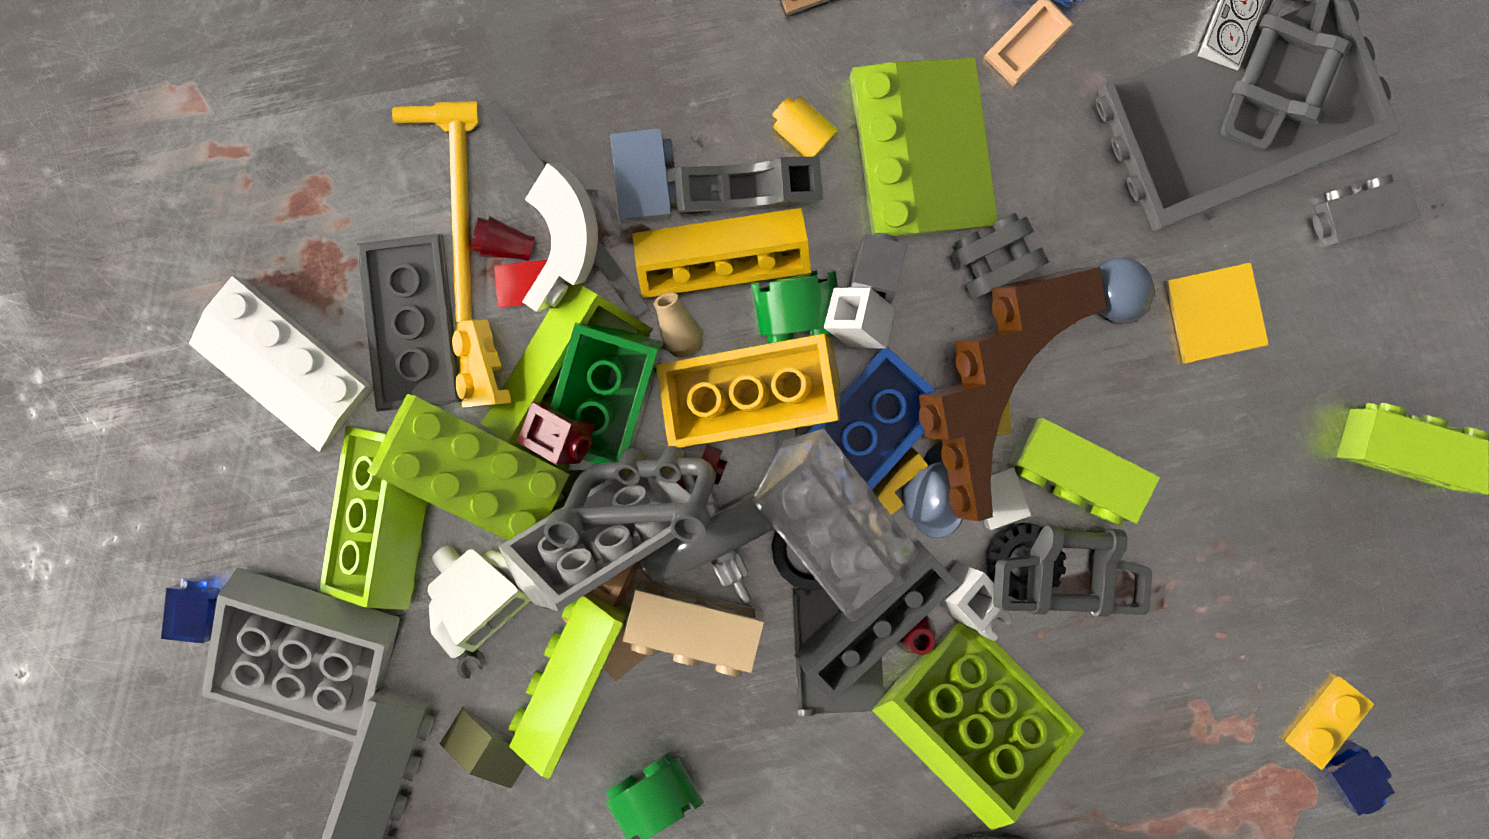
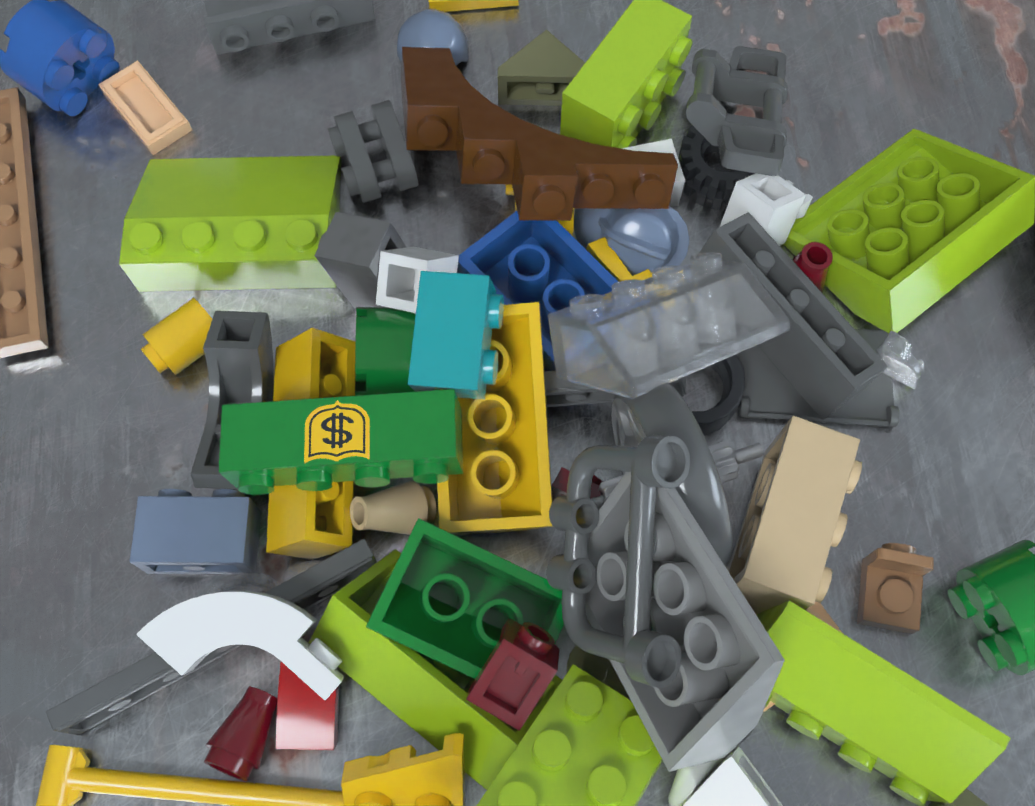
camera: 85 degrees left, 20 degrees down
(663, 710) = (893, 588): none -> medium nougat bracket
(708, 284) = (341, 441): none -> green brick
(797, 359) = (455, 334): none -> teal brick
(851, 714) = (901, 363): none -> clear tile
(1097, 397) = (538, 73): none -> olive slope

